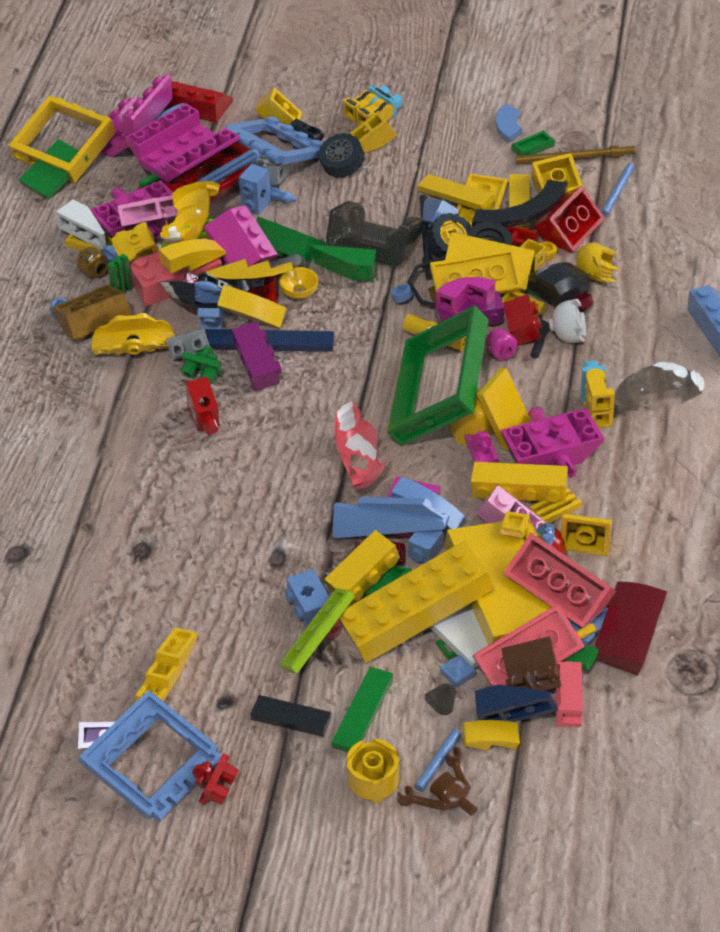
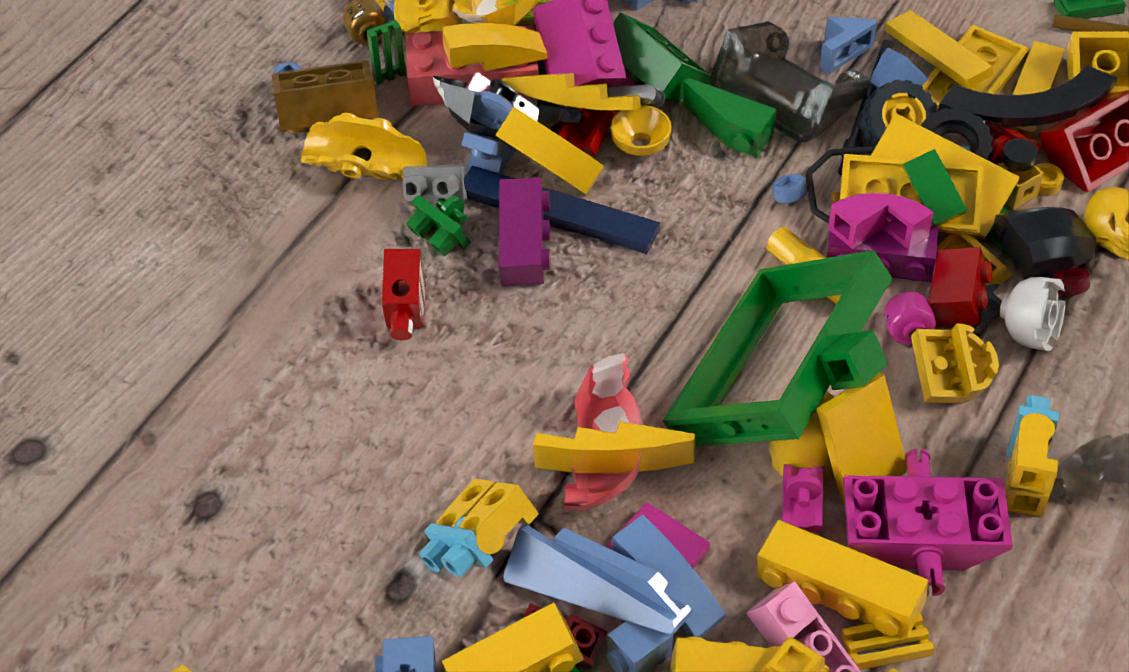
camera: 20 degrees right, 5 degrees up
(309, 511) = (475, 526): none -> yellow hips
(368, 454) = (615, 452): none -> yellow slope
(397, 201) = (845, 41): none -> medium blue slope
(486, 364) = (853, 360): none -> green brick
(489, 267) = (934, 187): none -> green tile
(528, 239) = (1019, 154): none -> black tile
(535, 360) = (953, 364): none -> yellow slope

